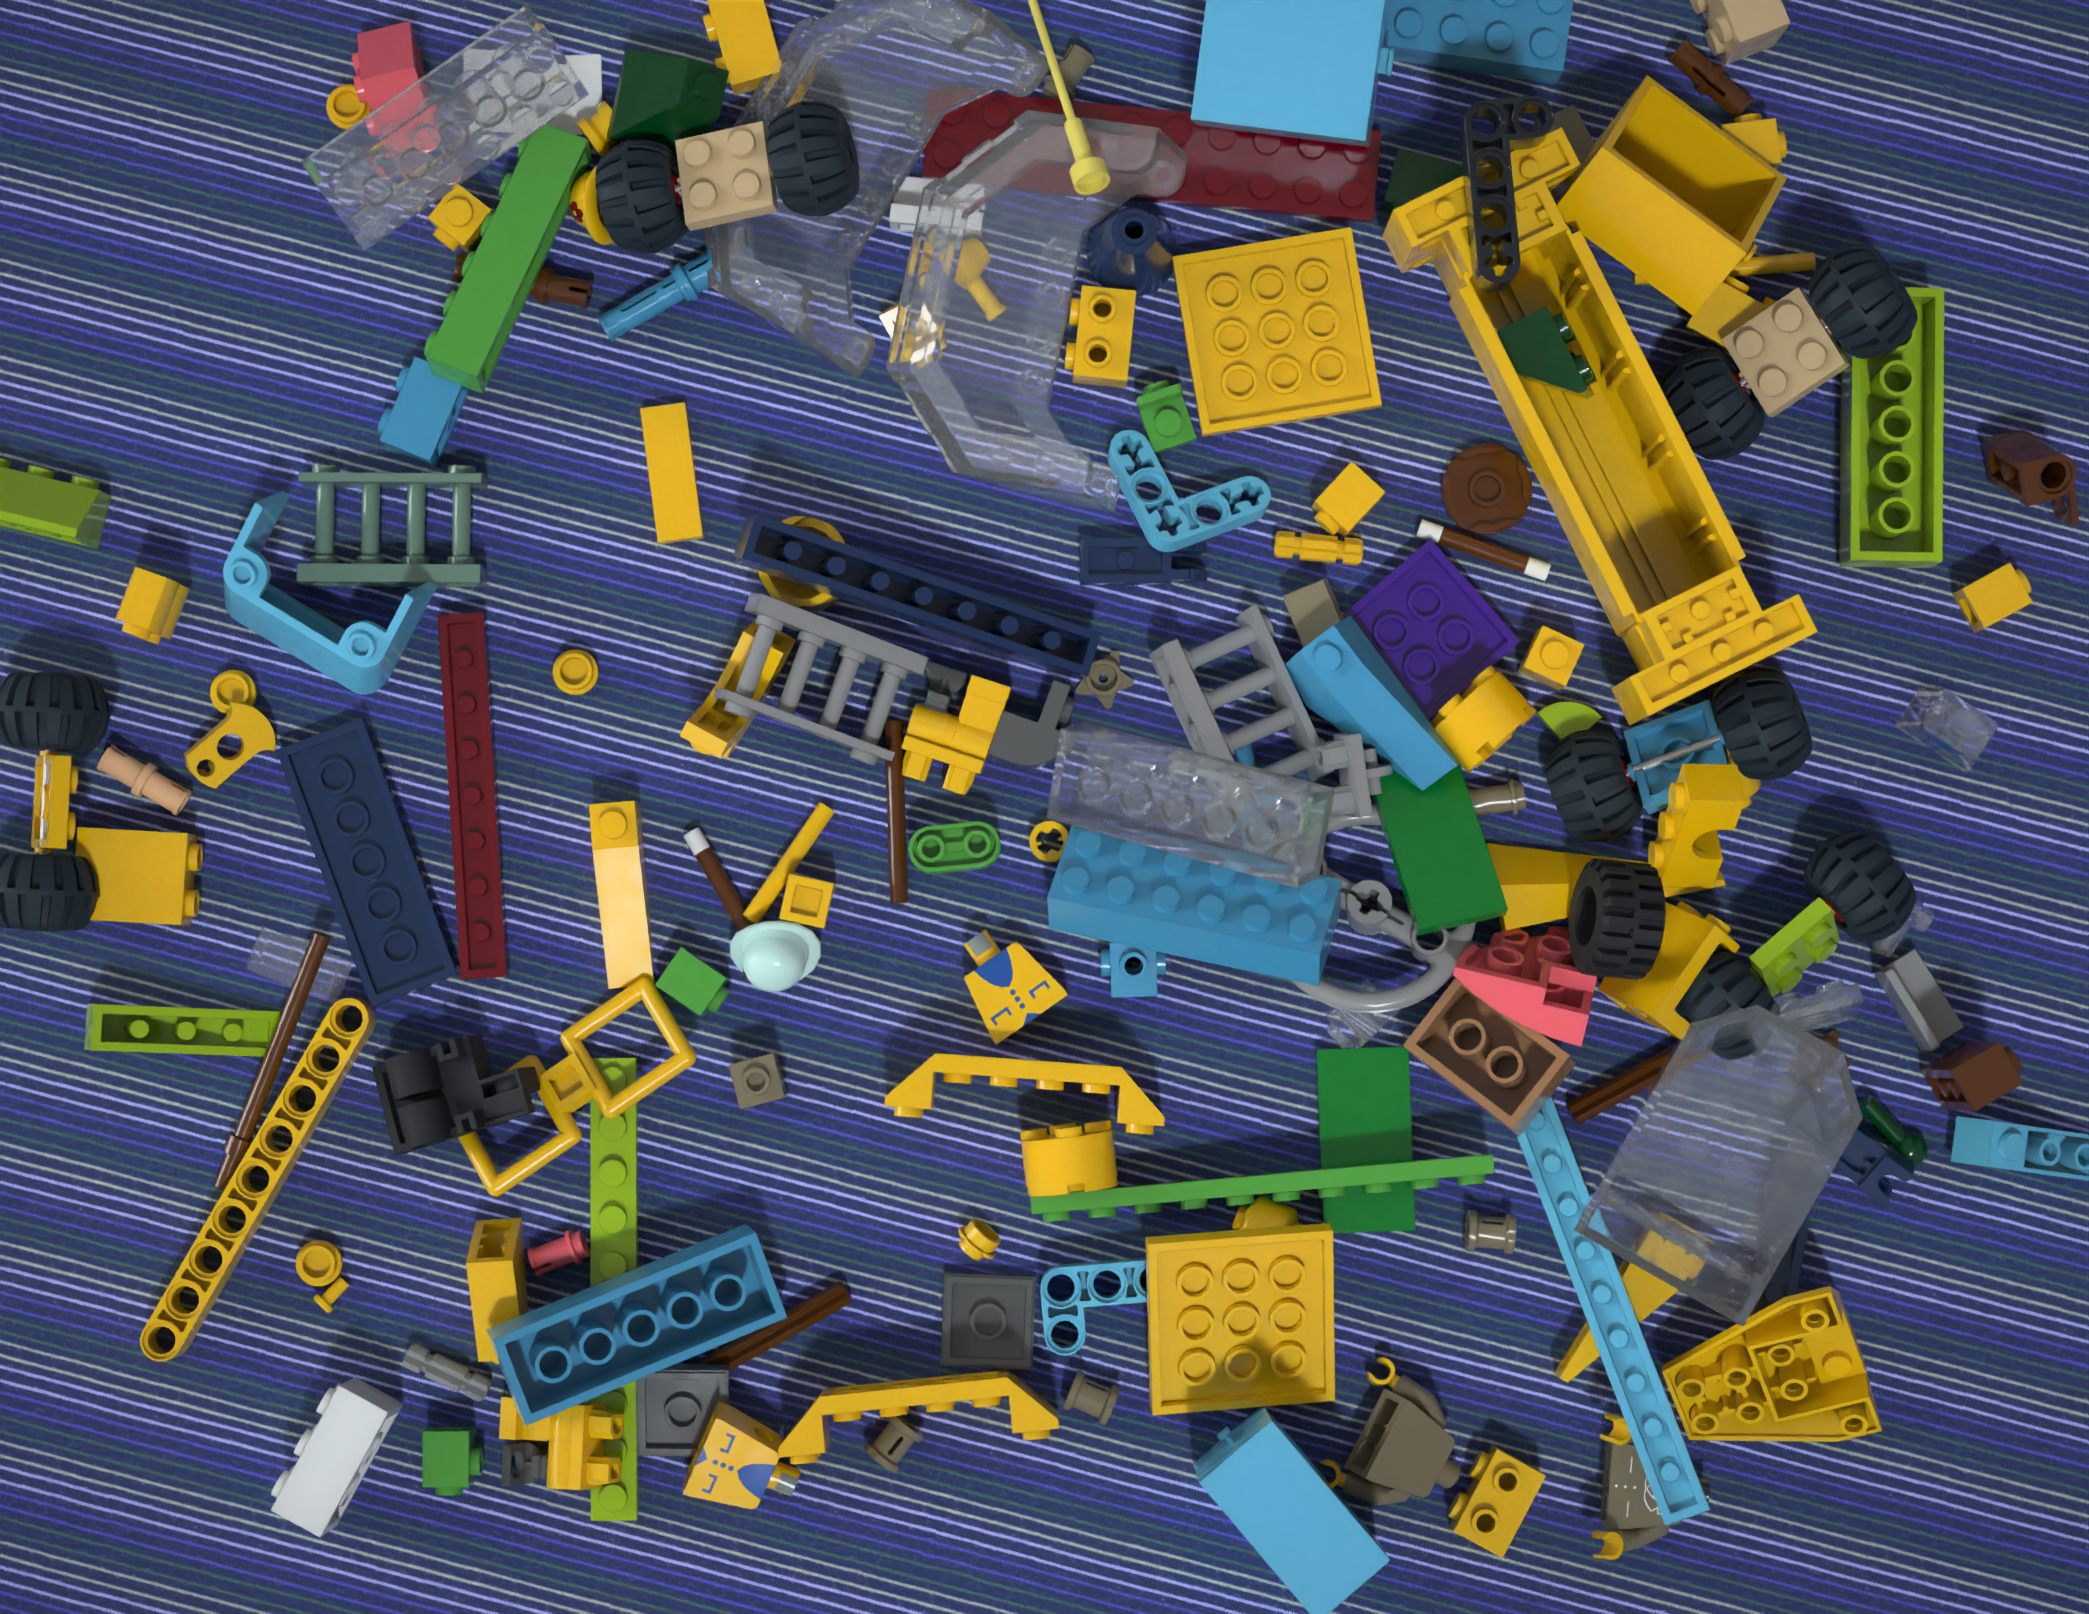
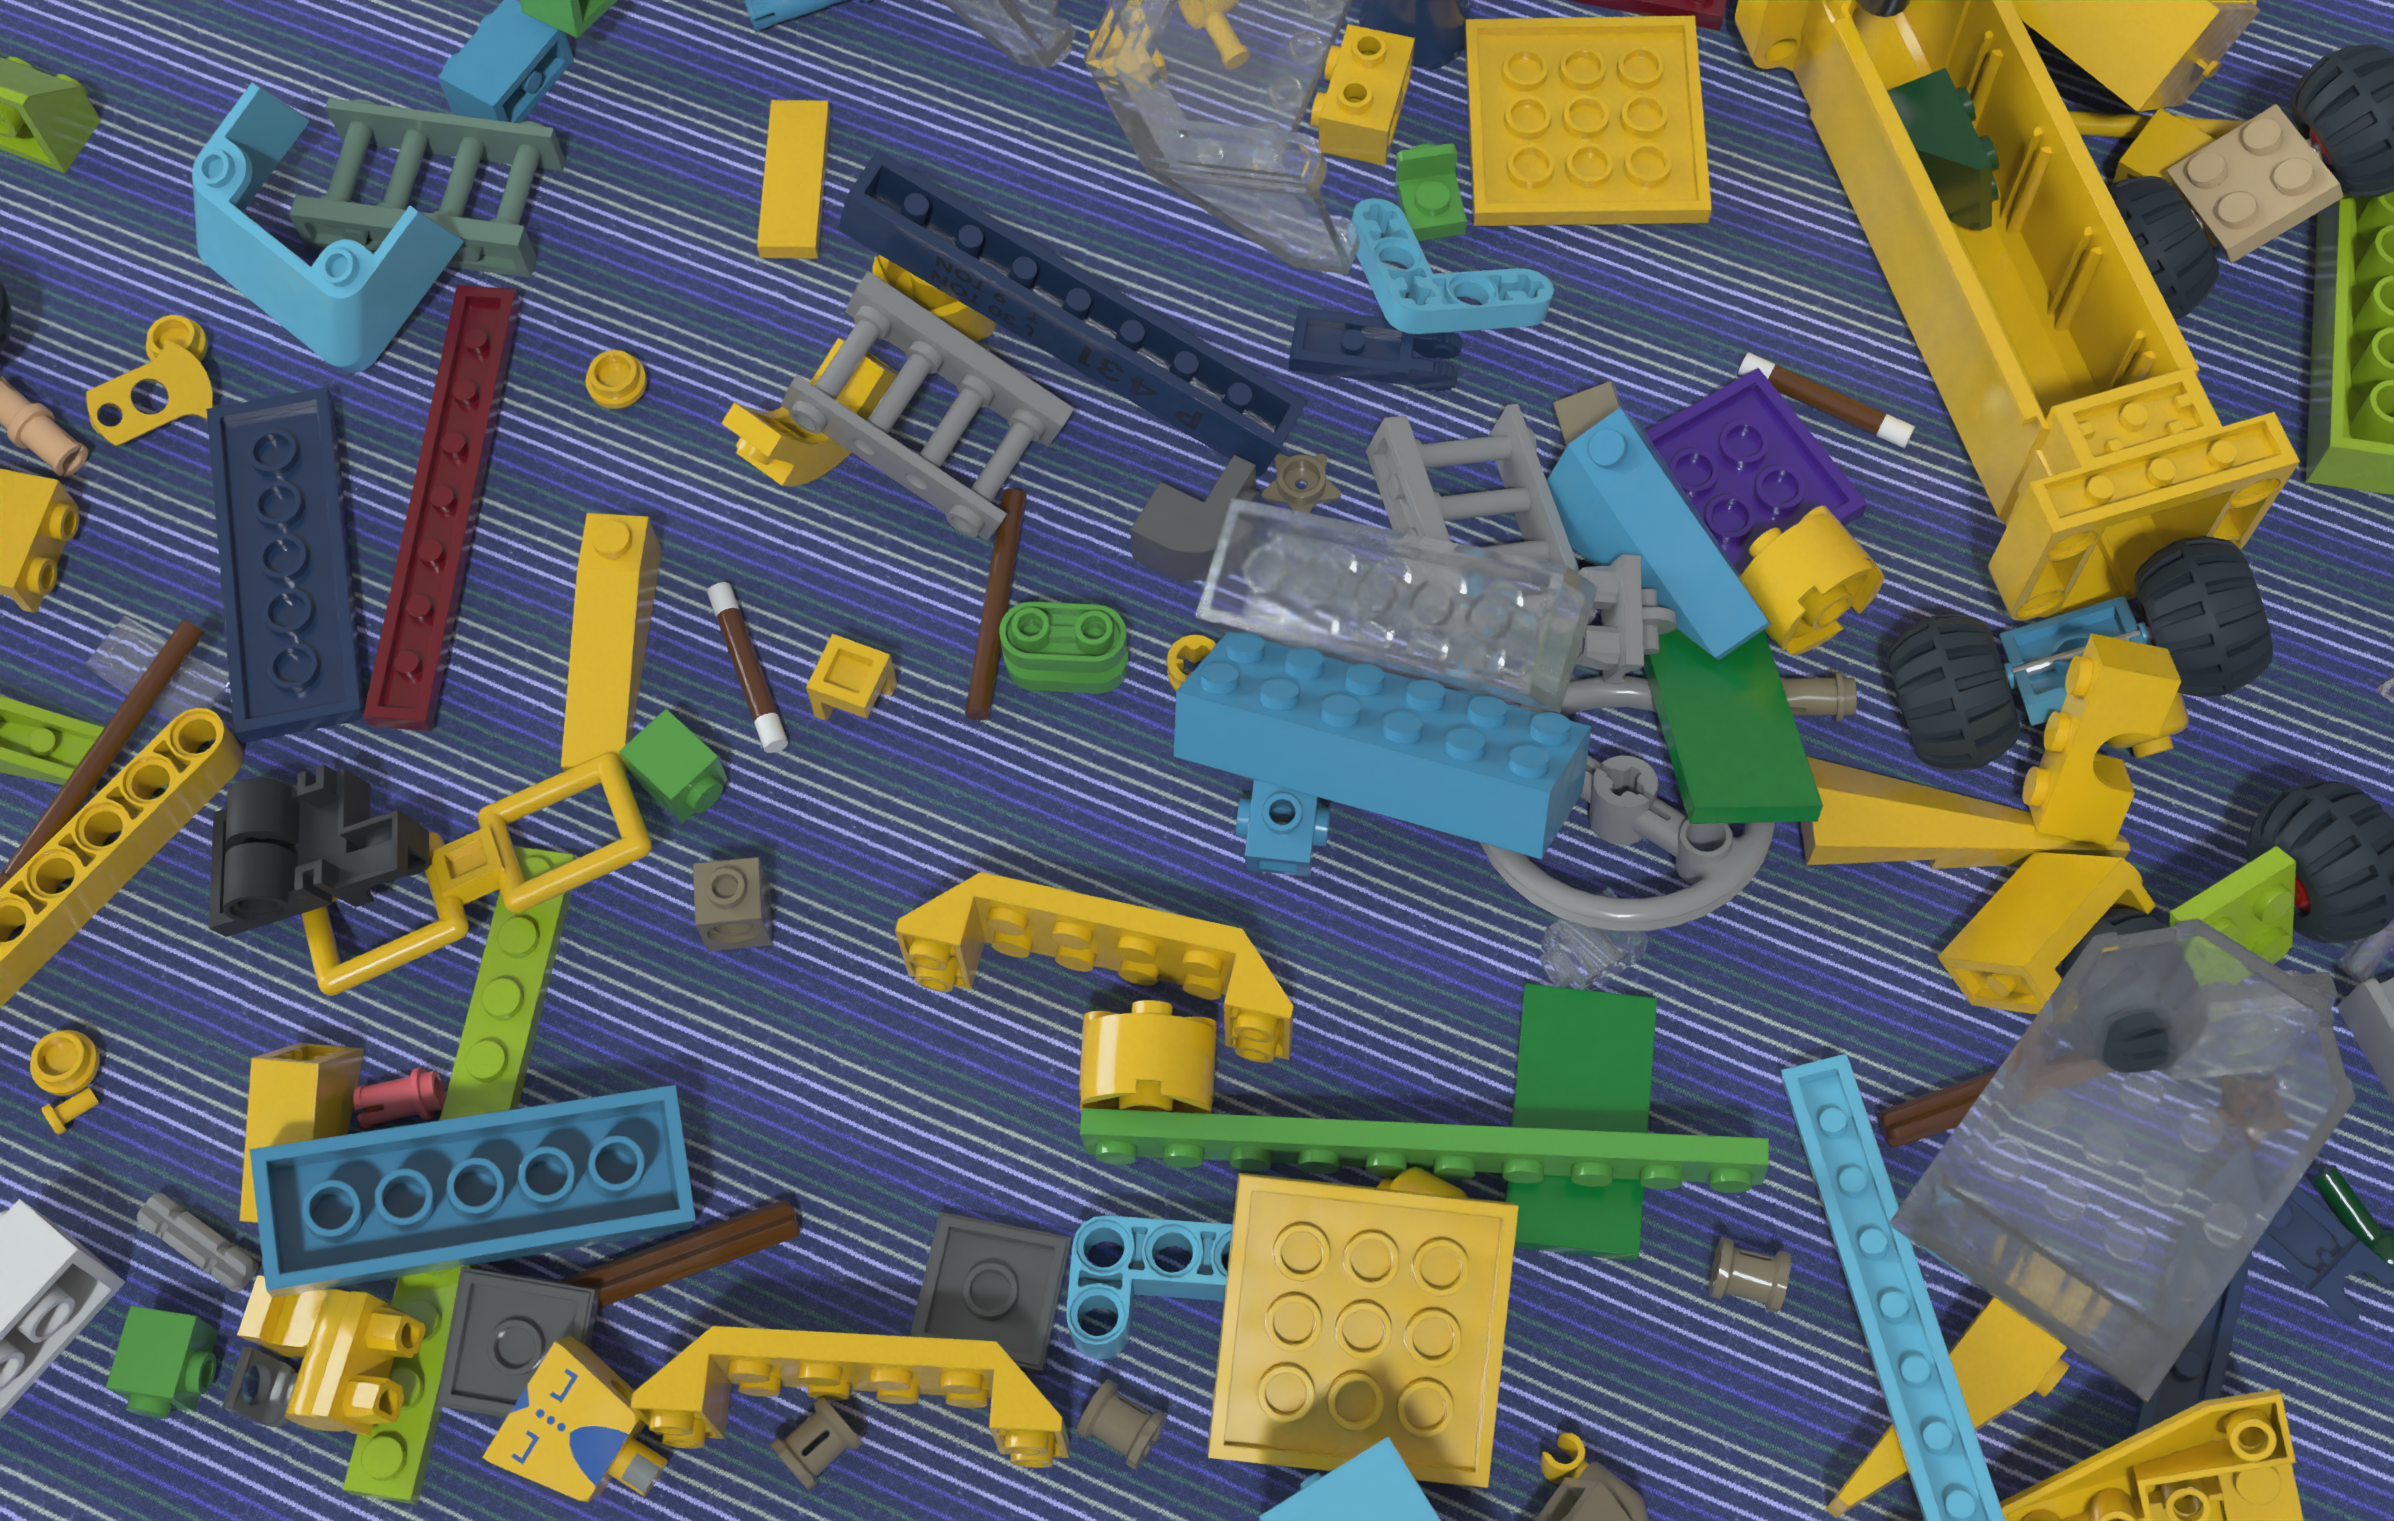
camera: 10 degrees right, 20 degrees down
(151, 606) = (101, 215): yellow brick -> none
(775, 954) = (795, 742): light aqua hat -> none
(788, 863) = (851, 628): yellow bar -> none
(950, 738) = (1085, 520): yellow hips -> none
(978, 1240) = (998, 1172): yellow plate -> none
(1008, 986) = (1109, 833): yellow torso -> none
(1318, 548) = (1607, 365): yellow axle -> none
(1346, 501) = (1654, 312): yellow brick -> none
(1486, 490) = (1836, 333): reddish brown tile -> none
(1489, 1057) = (1776, 1011): medium nougat brick -> none
(1531, 981) = (1871, 927): coral brick -> none
(1551, 658) = (1907, 528): yellow brick -> none
(1567, 718) = (1912, 605): lime tile -> none
(1616, 919) = (1980, 832): black tyre -> none

